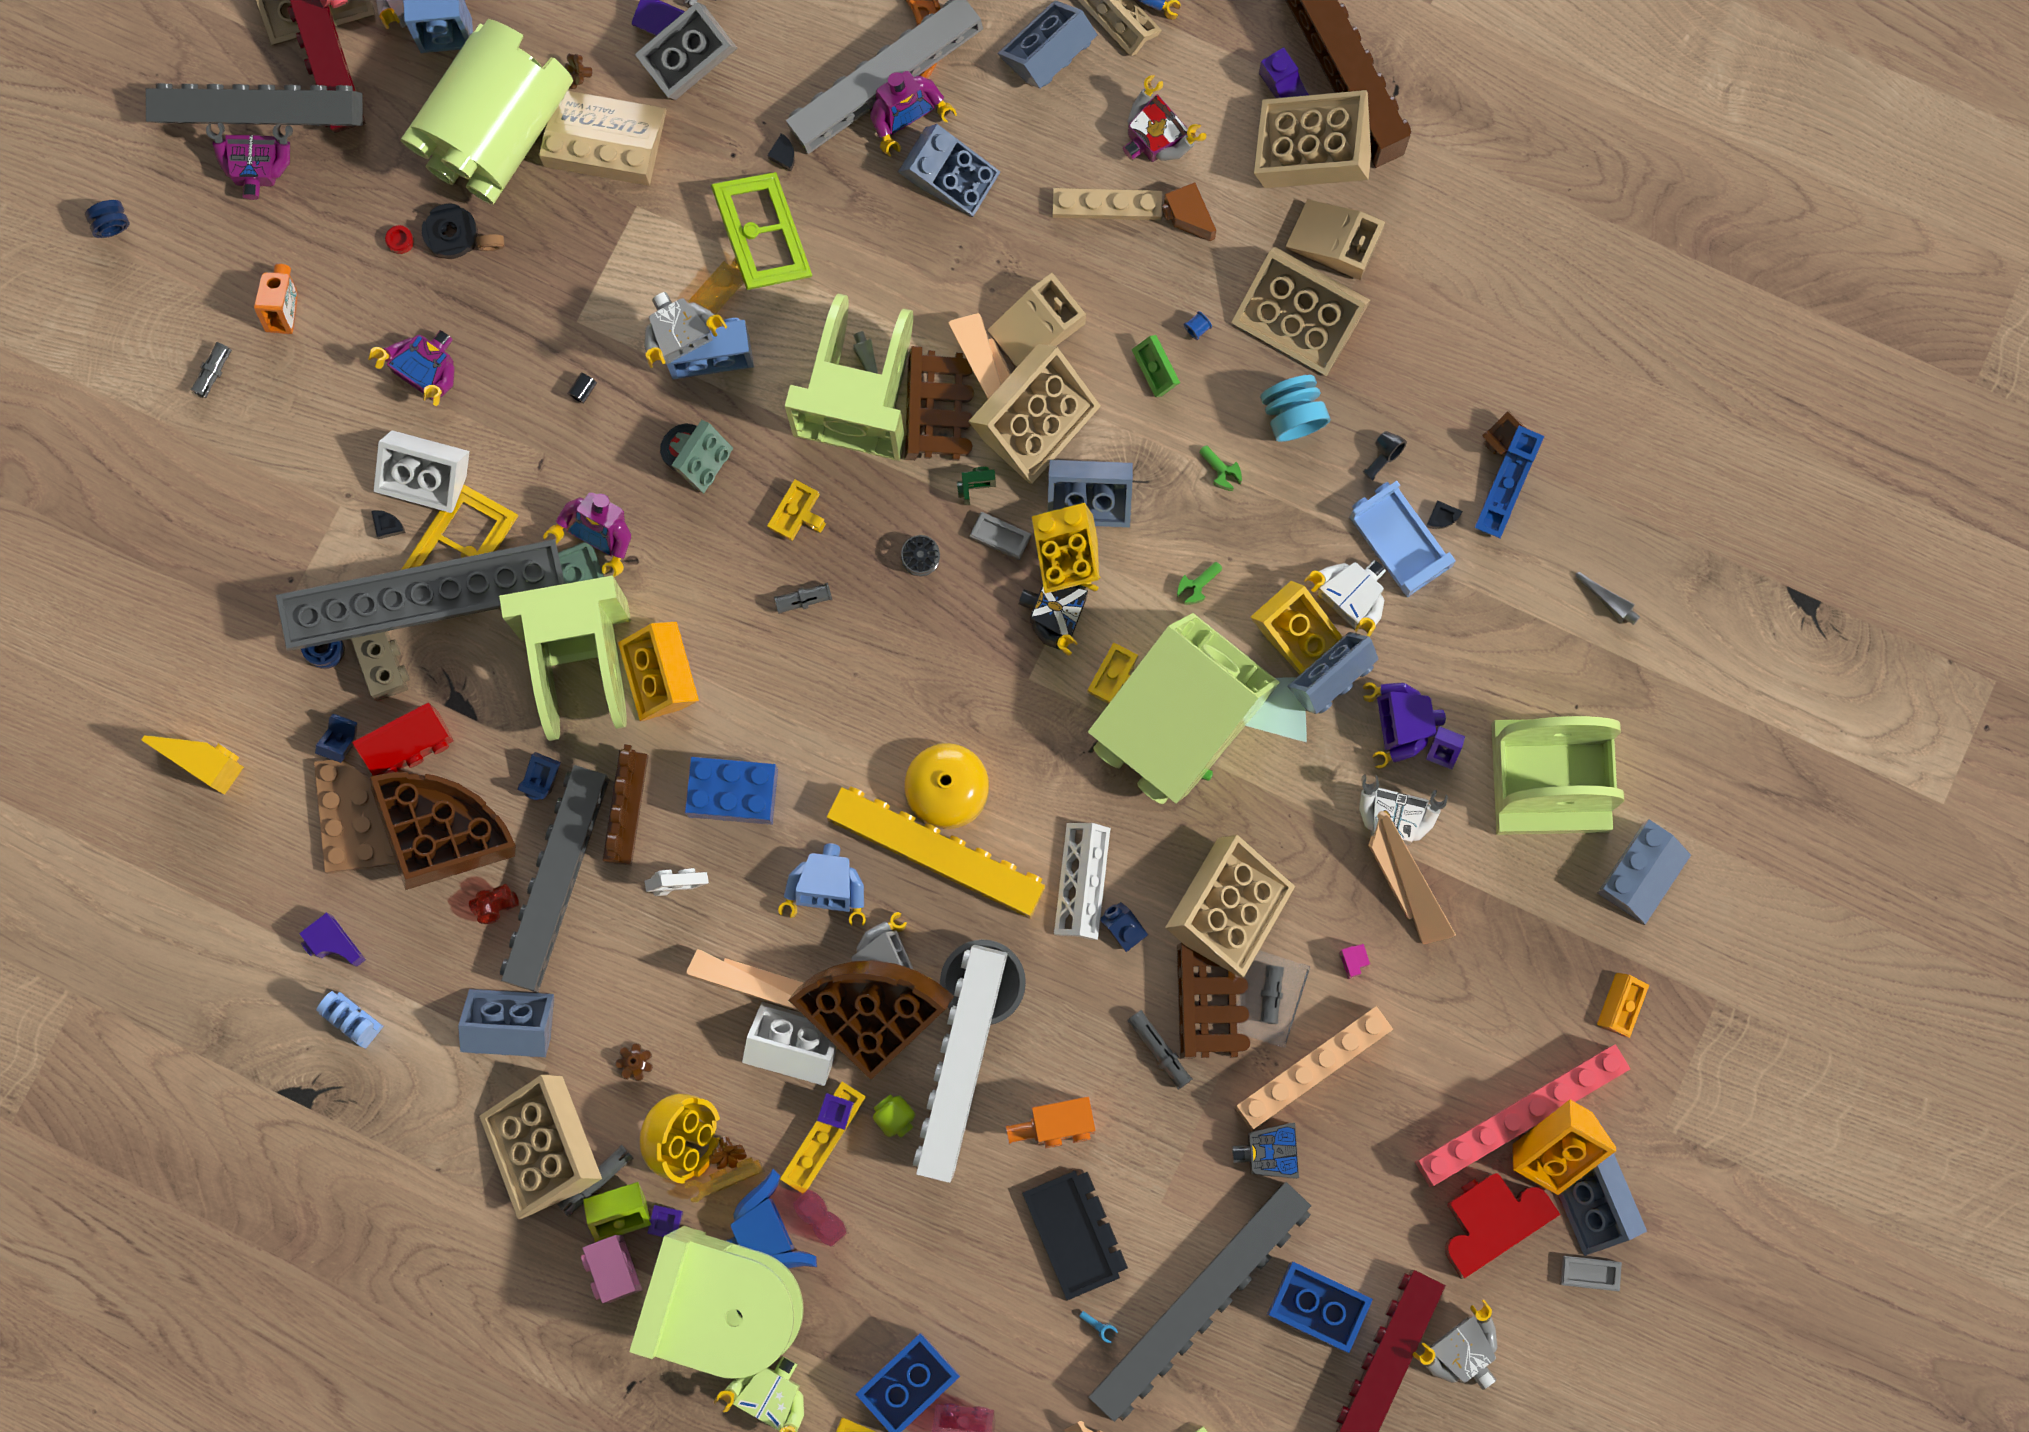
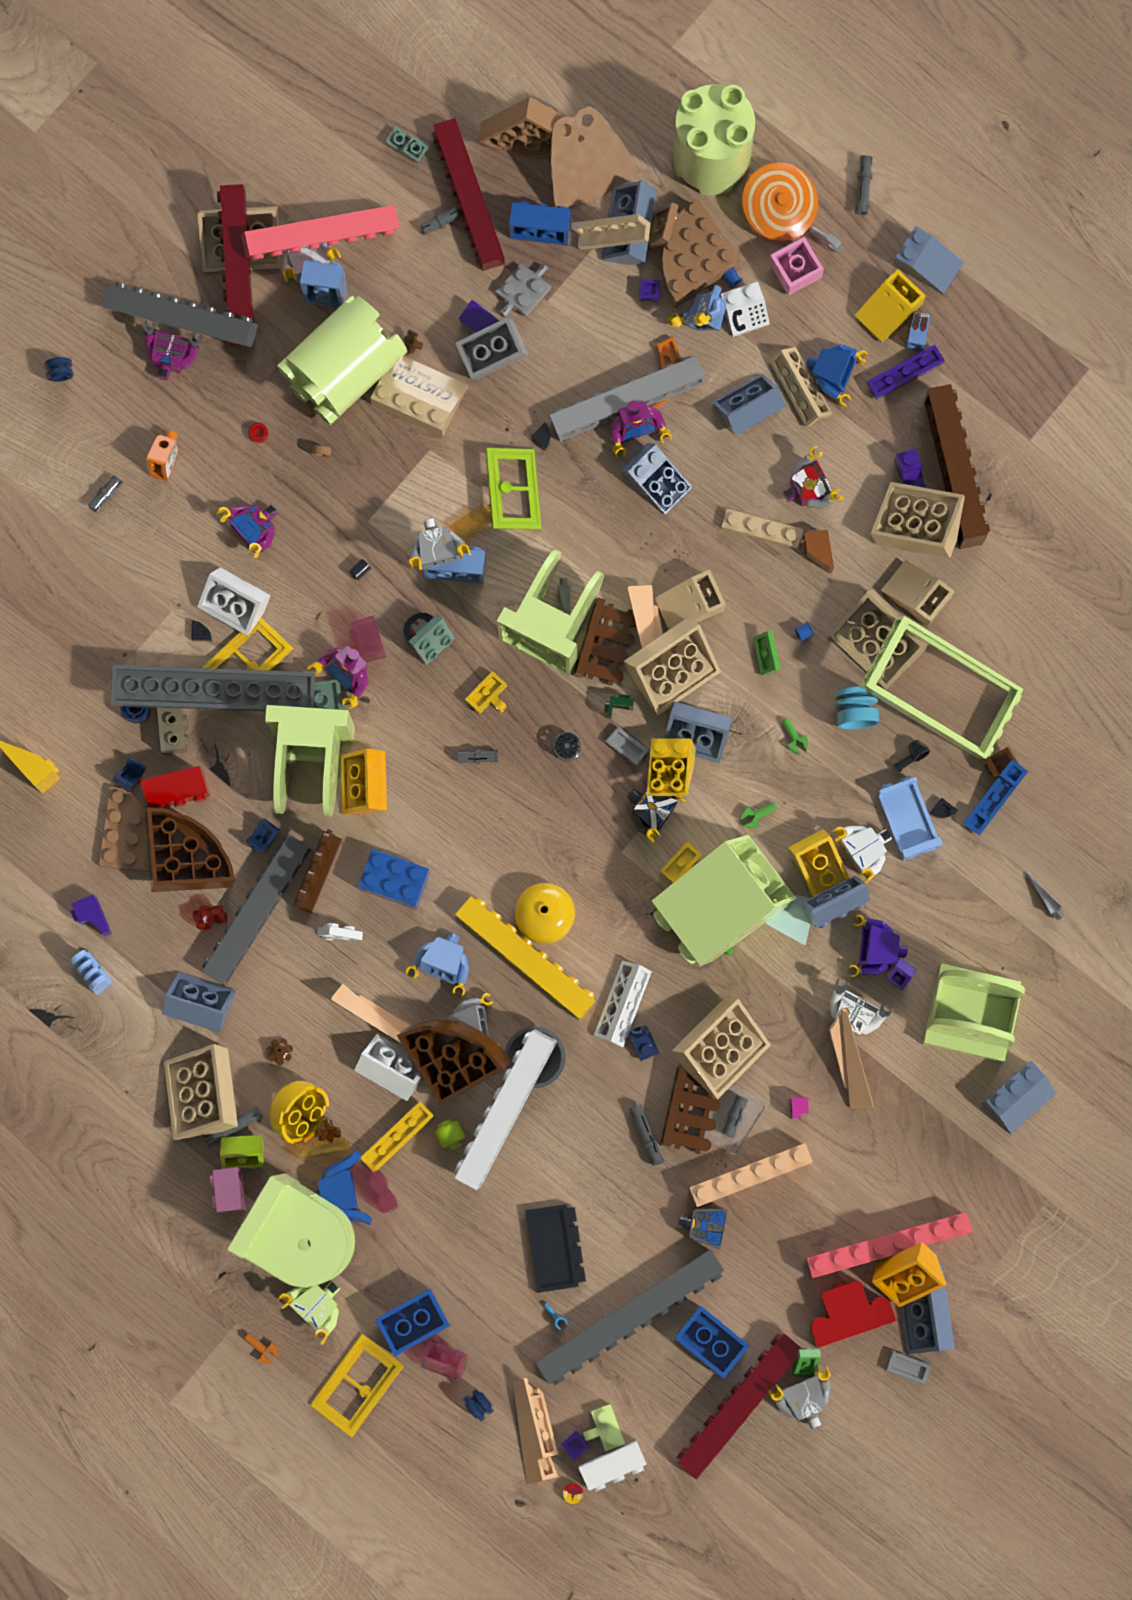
camera: 15 degrees right, 0 degrees up
(437, 222) = (287, 428): black plate -> none
(616, 477) = (368, 639): none -> clear pink brick
(664, 1221) = (273, 1166): dark purple plate -> none
(835, 1111) = (410, 1121): dark purple plate -> none
(1055, 1123) = (560, 1168): orange brick -> none
(1314, 331) = (1003, 716): none -> yellowish green door
(1454, 1301) = (806, 1362): none -> bright green plate
(1623, 1004) = (980, 1186): light orange slope -> none

